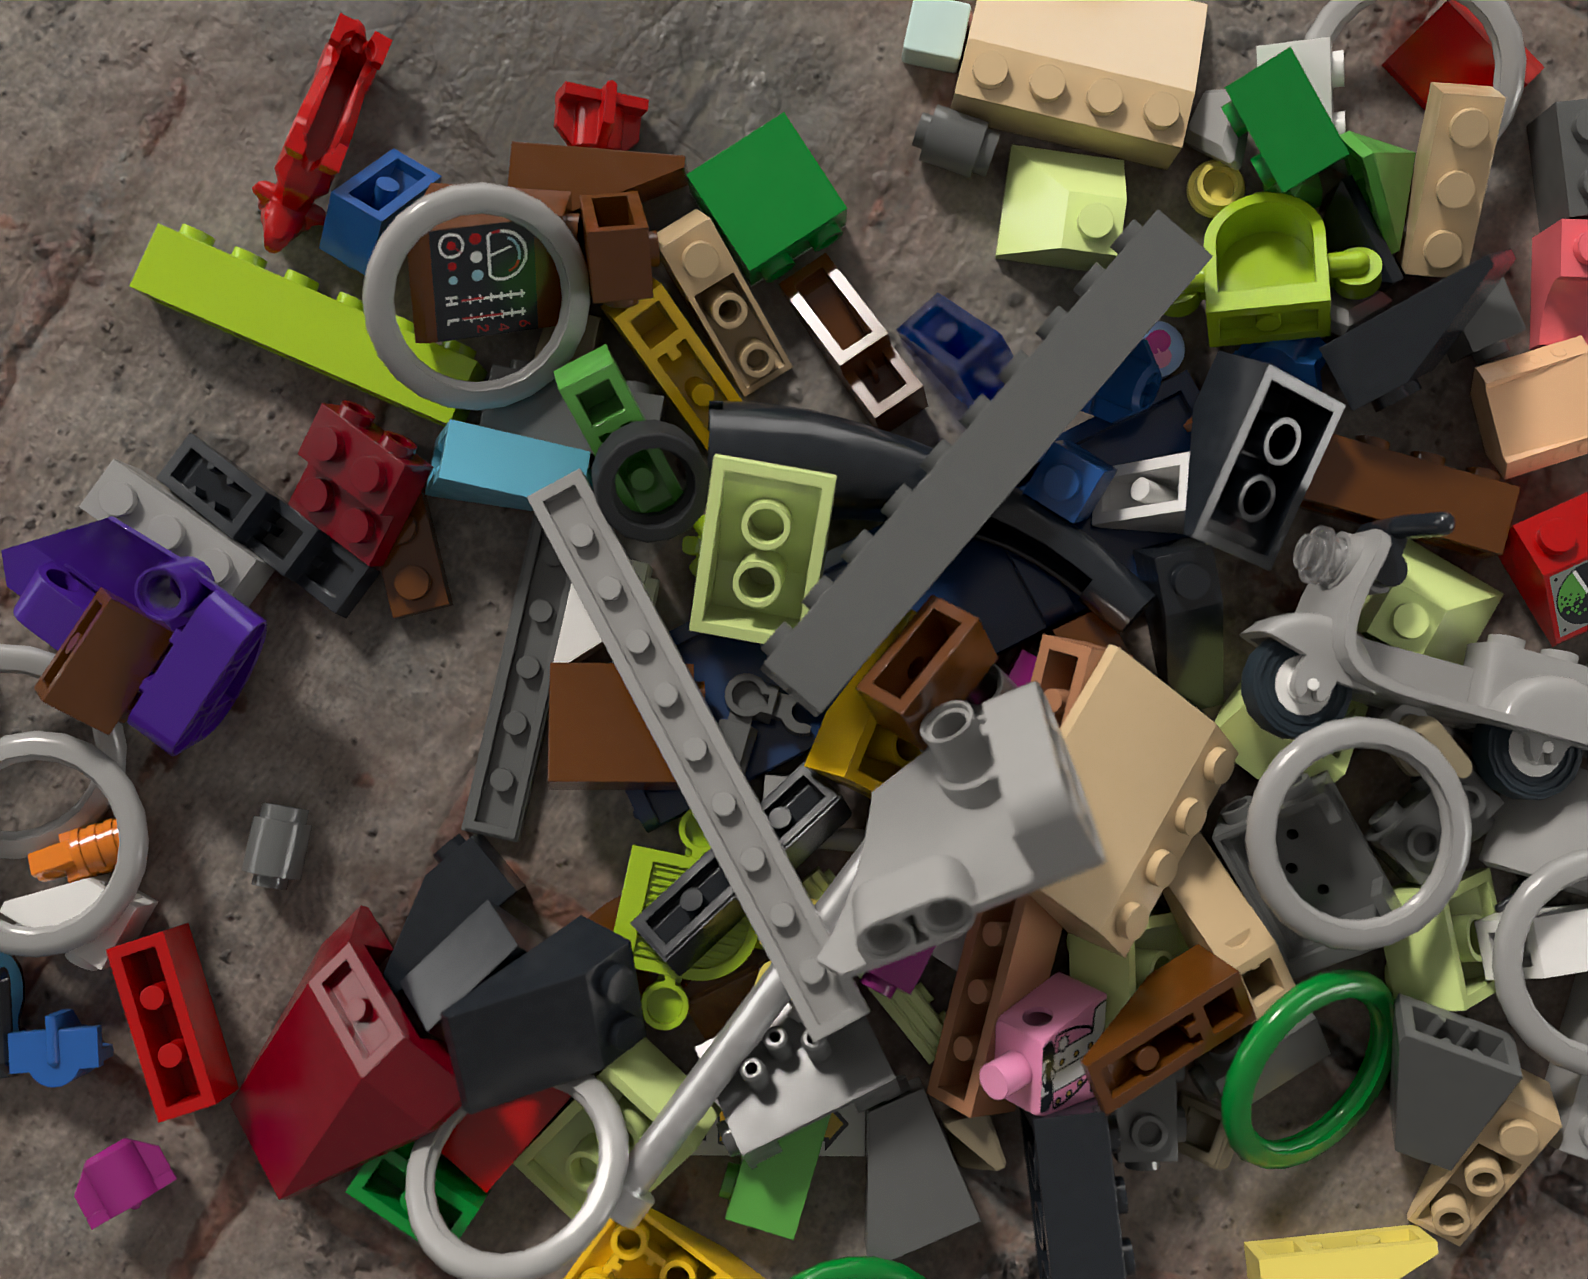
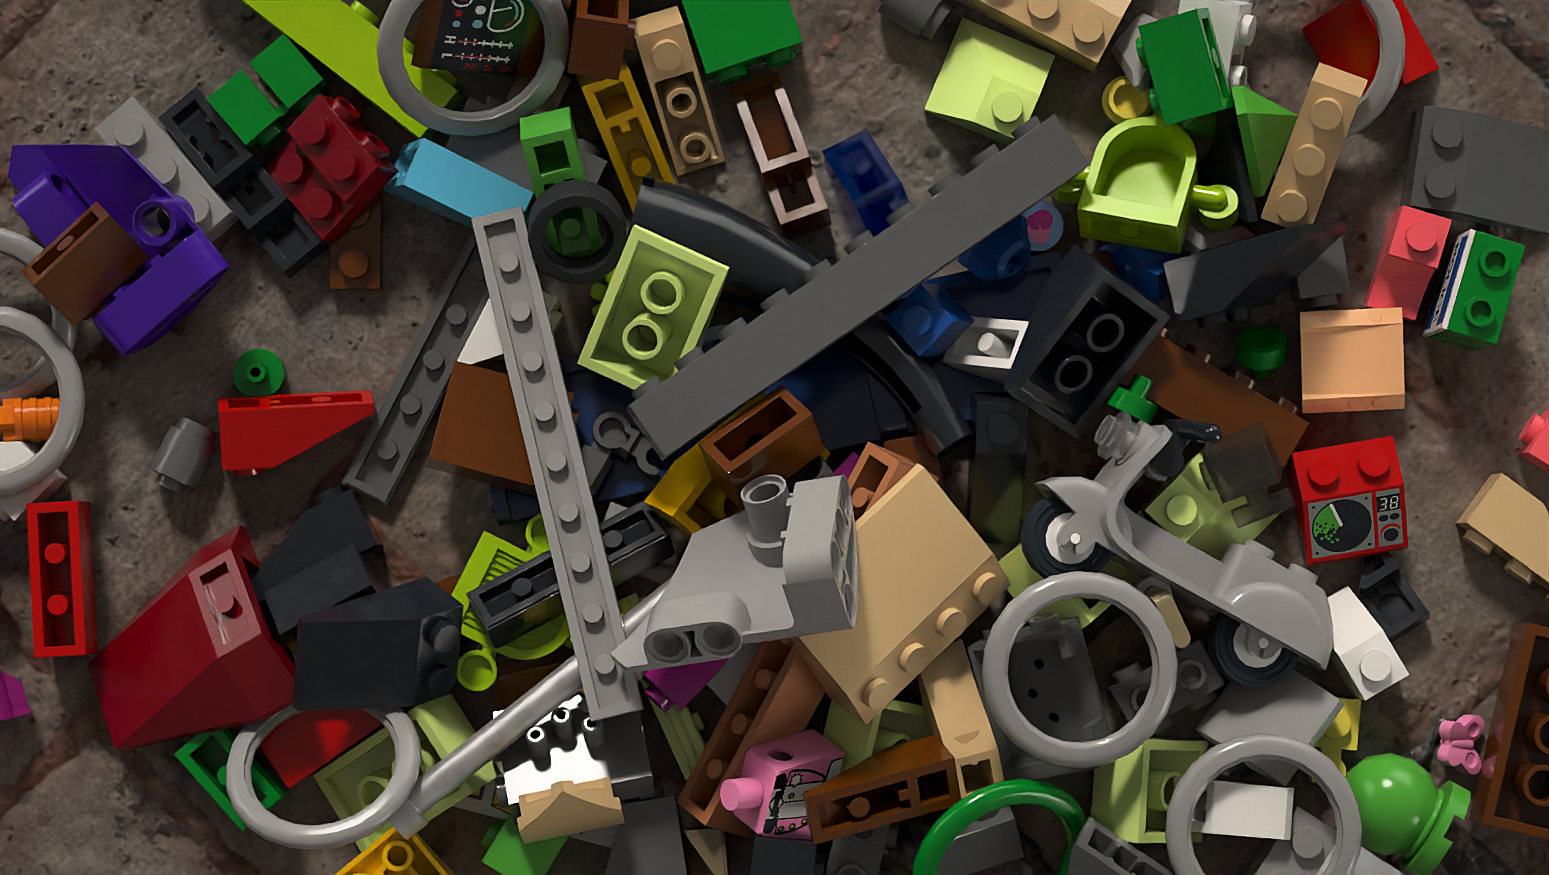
camera: 15 degrees right, 0 degrees up
(254, 444) = (250, 111): none -> green piece
(352, 728) = (271, 377): none -> green tile
(370, 789) = (274, 428): none -> red slope
(809, 1141) = (568, 809): none -> tan slope
(1323, 510) = (1134, 400): none -> green tile
(1438, 422) = (1261, 350): none -> green tile
(1474, 560) = (1246, 466): none -> clear smoke brick

